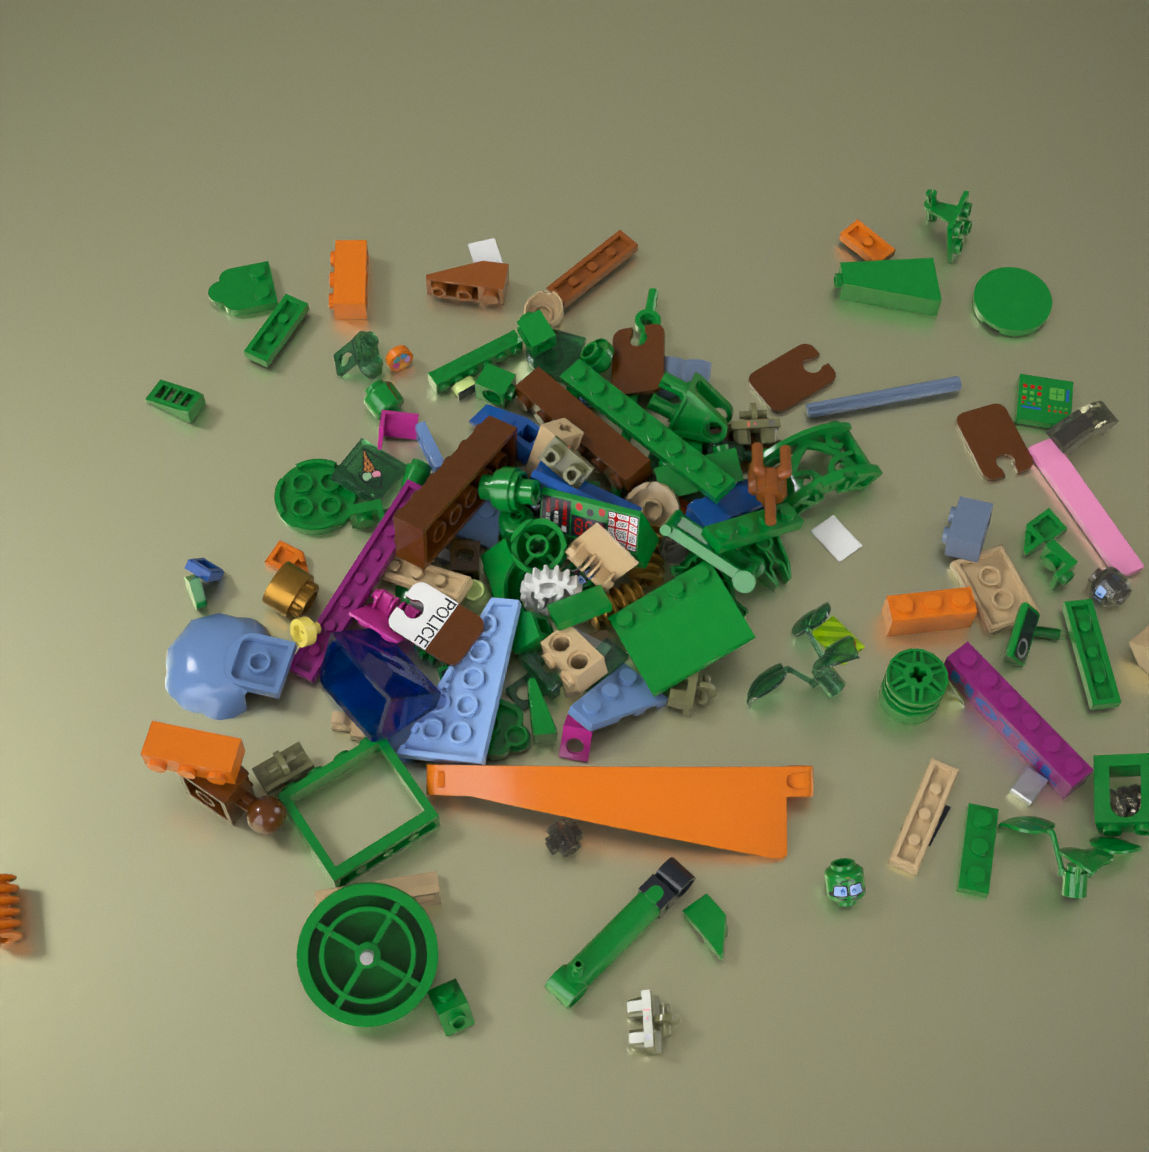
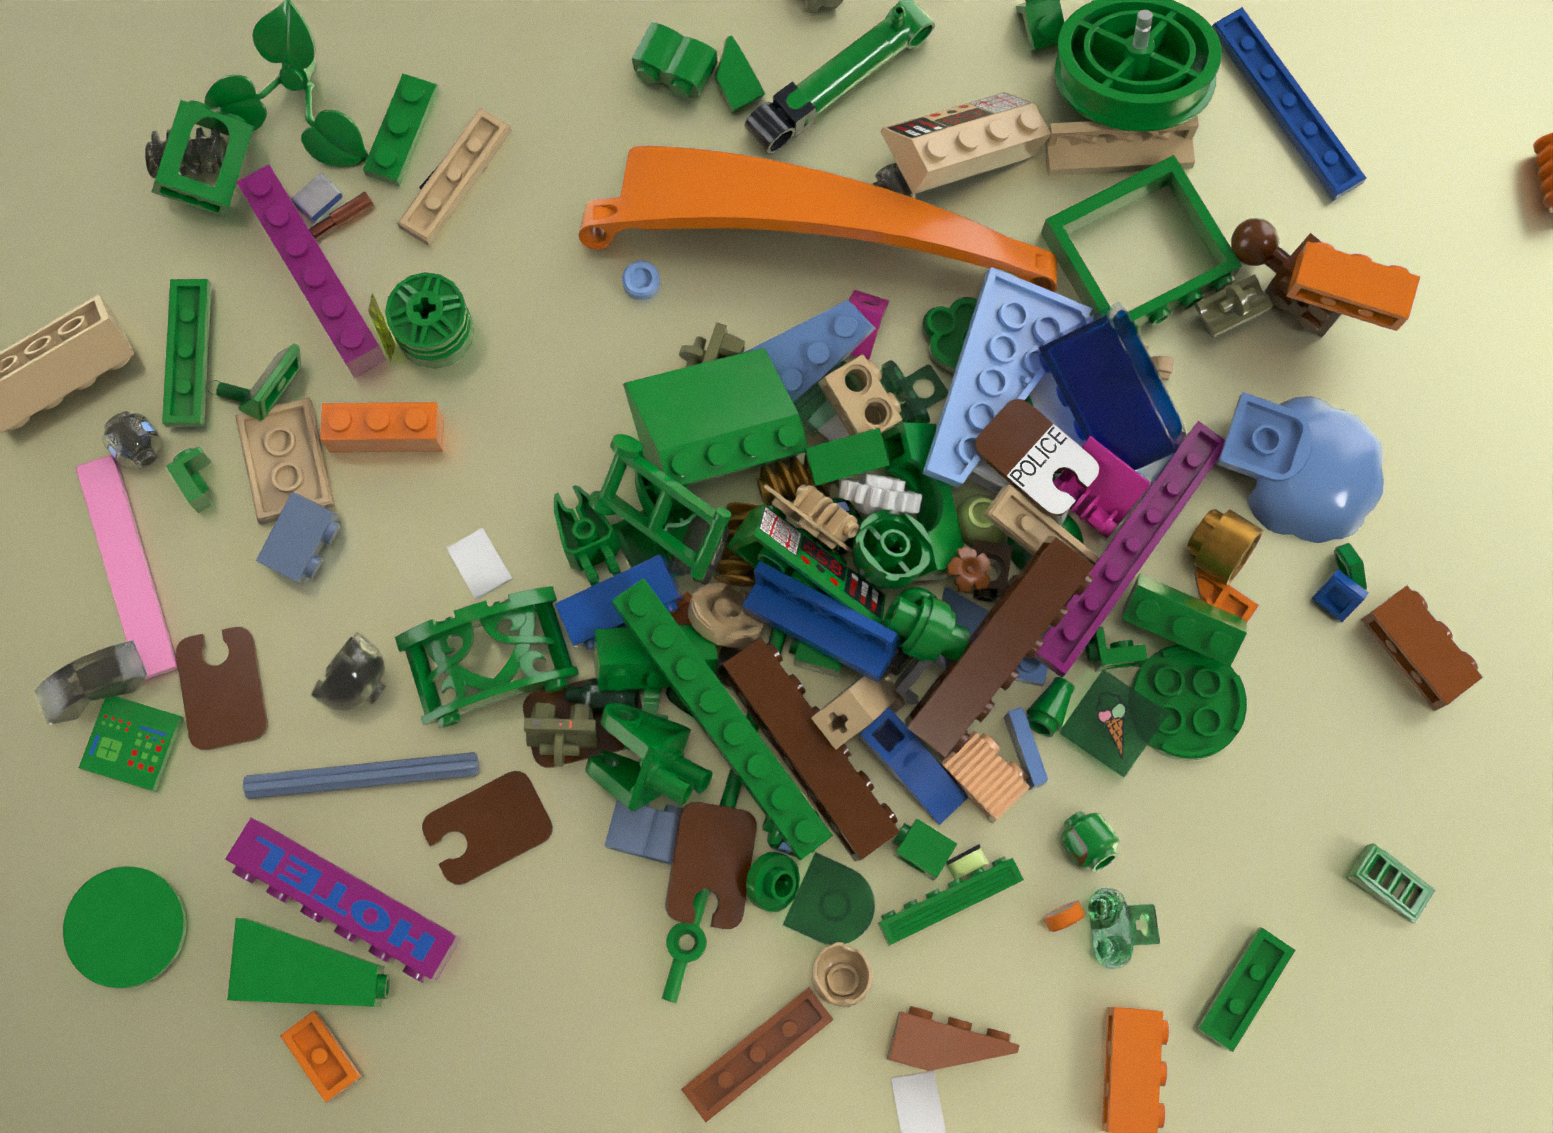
camera: 175 degrees left, 15 degrees up
(145, 542) = (1422, 648): none -> dark orange brick
(234, 959) = (1288, 104): none -> blue tile
(245, 289) = (1293, 1078): green plate -> none
(304, 631) = (1207, 472): light yellow tile -> none
(319, 537) = (1185, 620): none -> green brick
(397, 425) = (1071, 798): dark pink bracket -> none
(451, 426) = (986, 776): none -> light nougat brick
(480, 545) = (969, 569): none -> dark orange plant
(510, 876) = (966, 140): none -> tan slope
(536, 332) = (860, 920): green brick -> none
(541, 720) = (907, 333): green slope -> none
(566, 462) = (842, 660): olive hips -> none
(750, 528) = (598, 537): green plate -> none
(757, 749) = (641, 280): none -> light blue tile
(763, 928) = (674, 61): none -> green brick
(769, 483) = (561, 605): dark orange plant -> none
(823, 672) = (525, 335): clear green plant -> none
(832, 631) = (509, 416): clear neon green sticker -> none
(844, 882) = (569, 96): green head -> none
(876, 324) = (342, 899): none -> magenta brick
(906, 446) = (352, 676): none -> clear smoke cylinder
(955, 215) = (172, 1083): green plate -> none
(1004, 775) = (342, 215): none -> copper pin
(1041, 531) = (198, 537): green slope -> none

